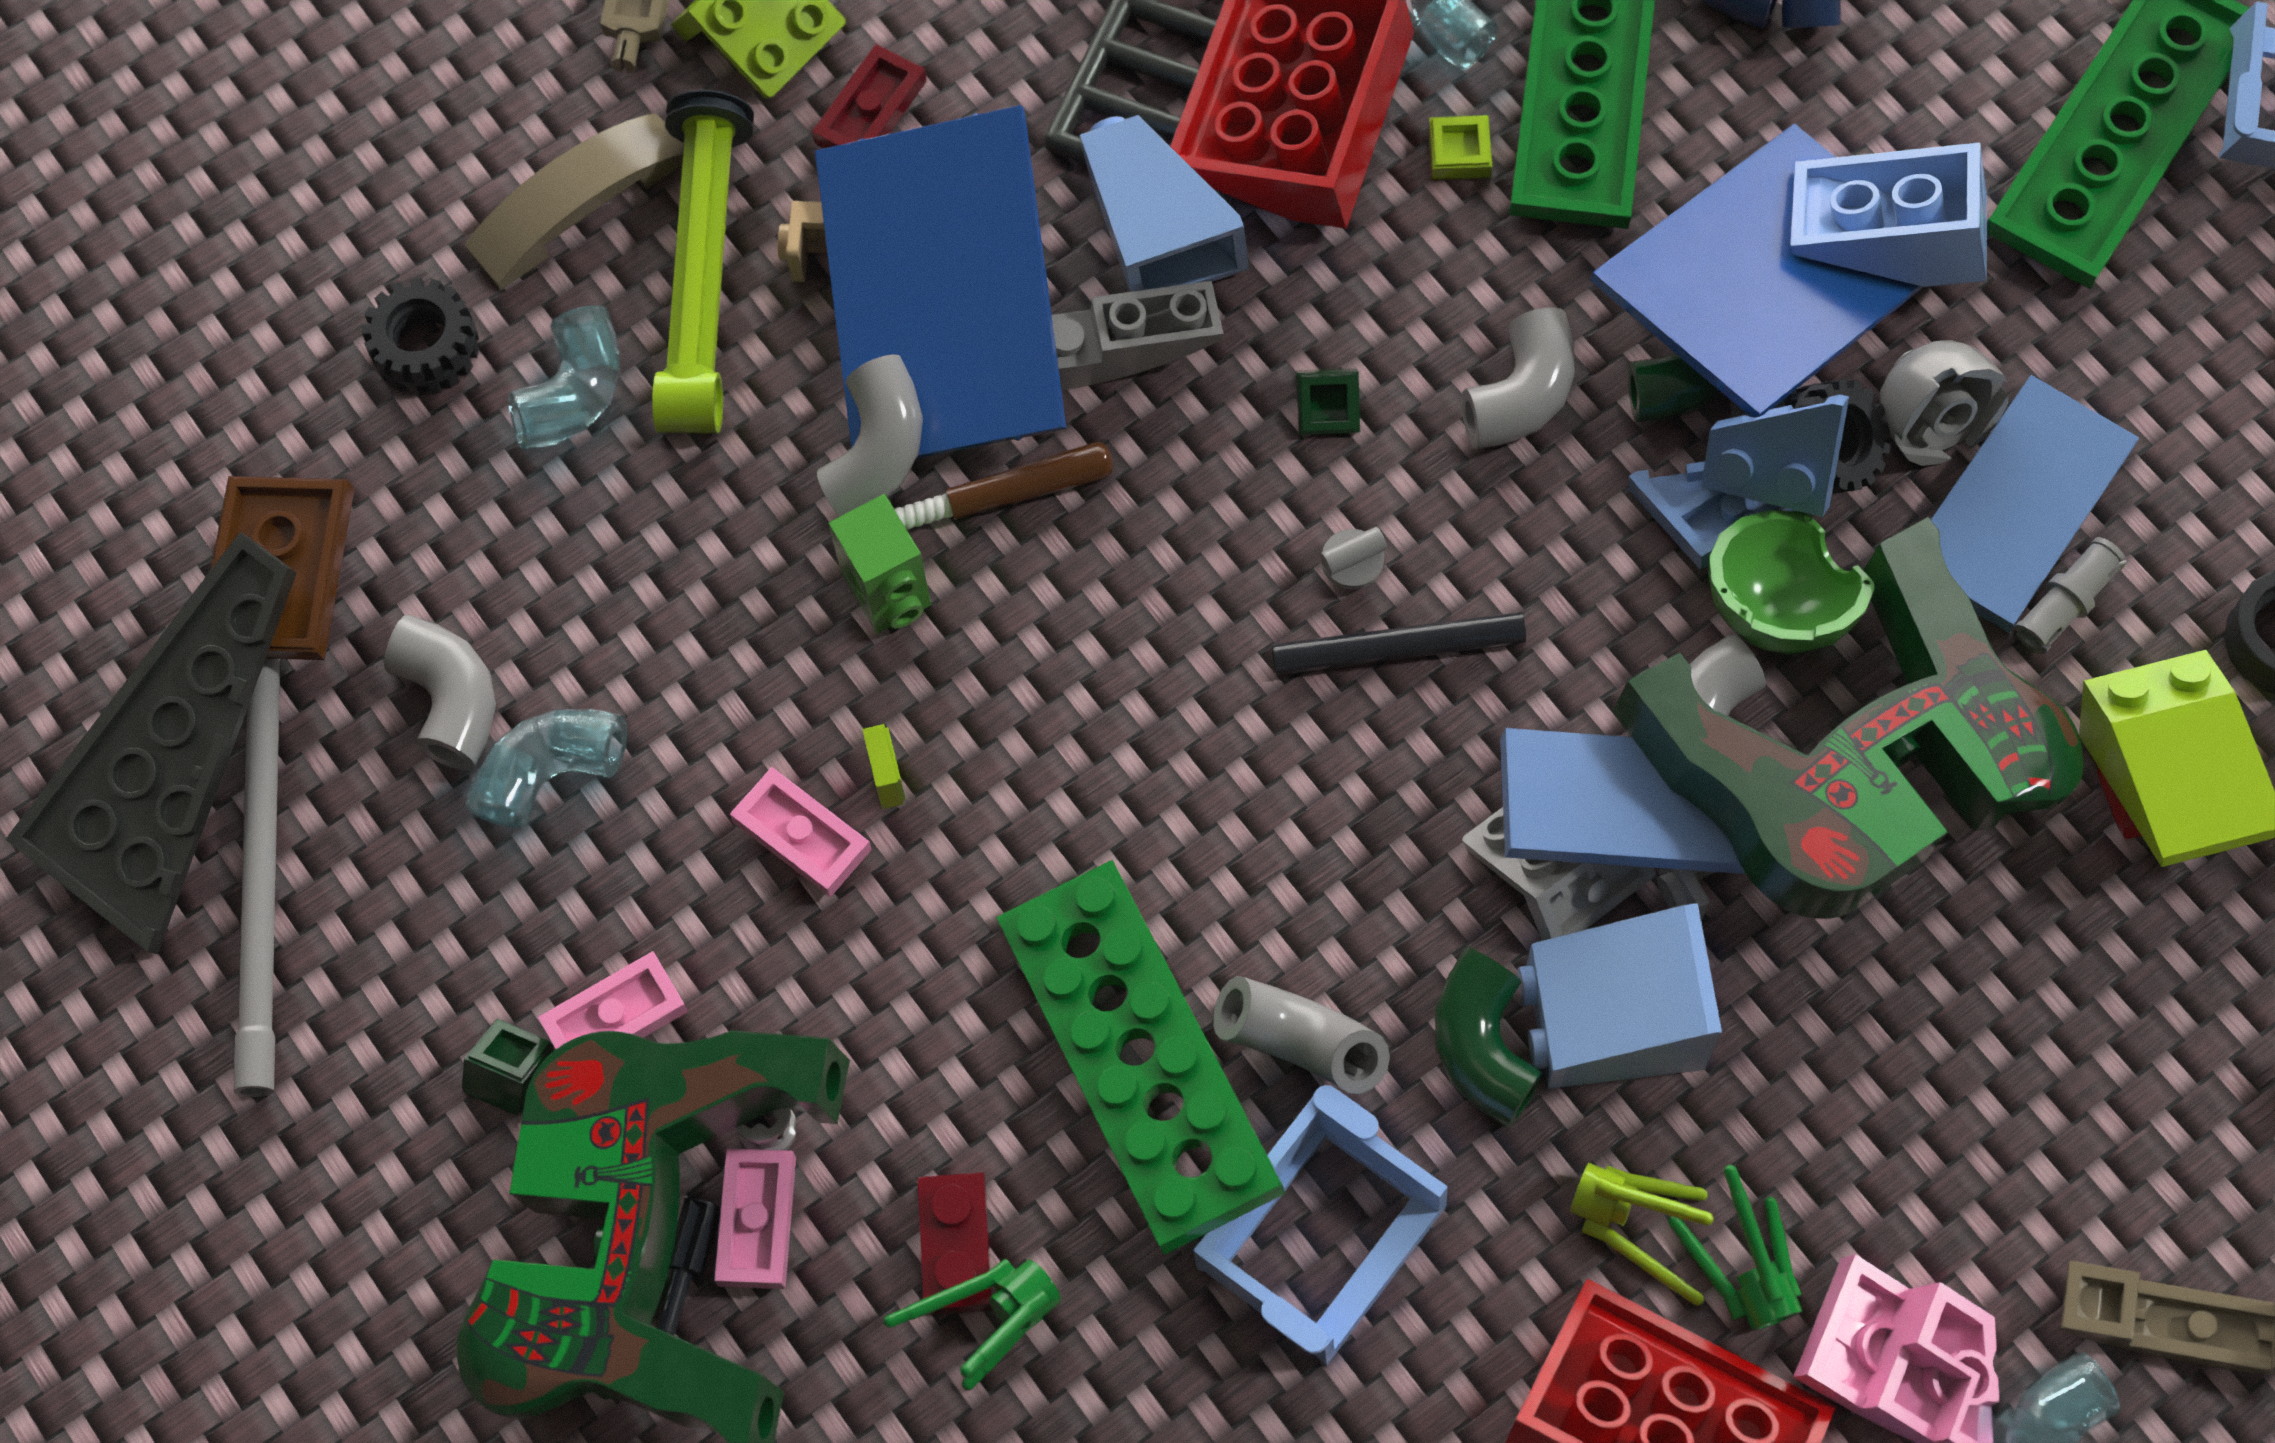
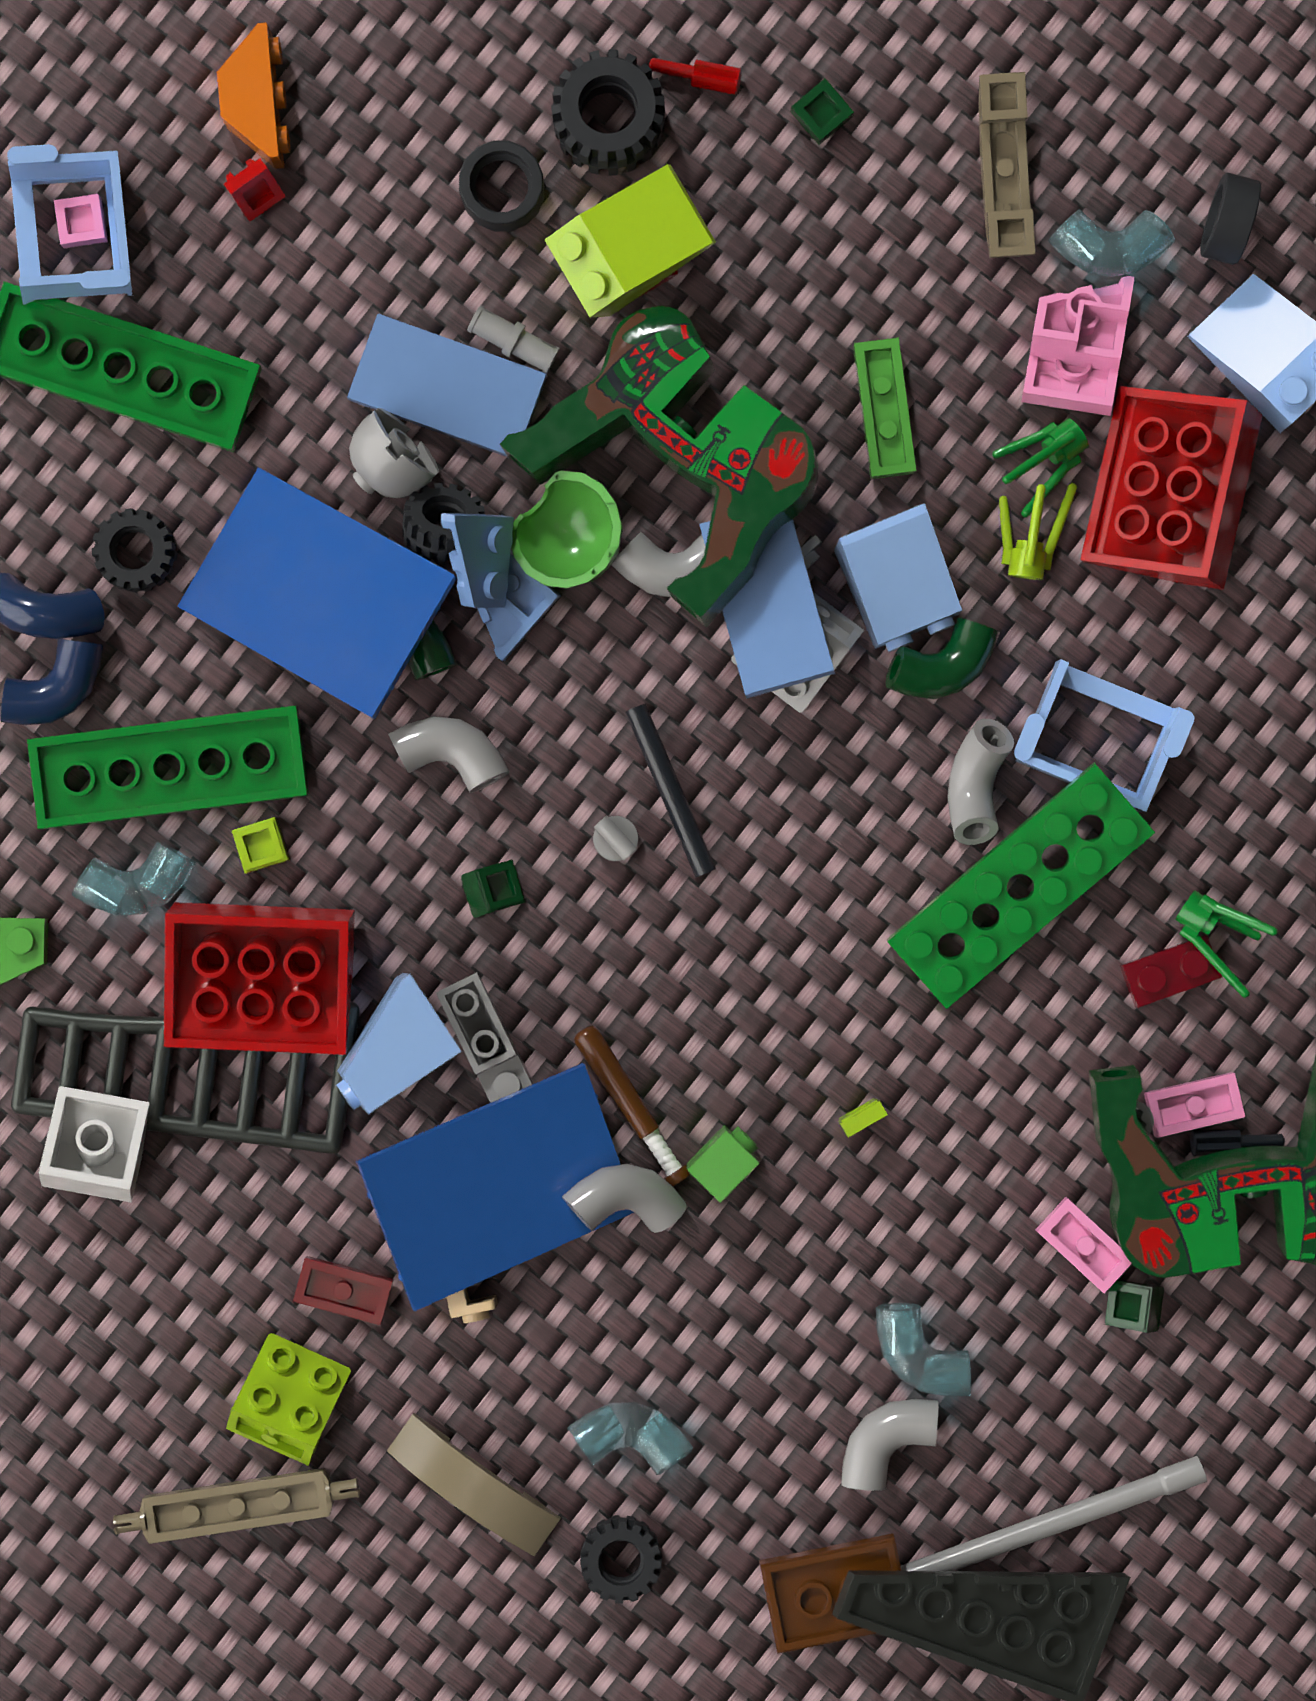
camera: 105 degrees left, 20 degrees up
(689, 391) = (615, 1346): lime piece -> none
(801, 832) = (922, 1160): bright pink plate -> none
(1872, 1056) = (884, 408): none -> bright green plate
(1886, 59) = (106, 550): none -> black tyre
(1895, 214) = (250, 517): light blue slope -> none

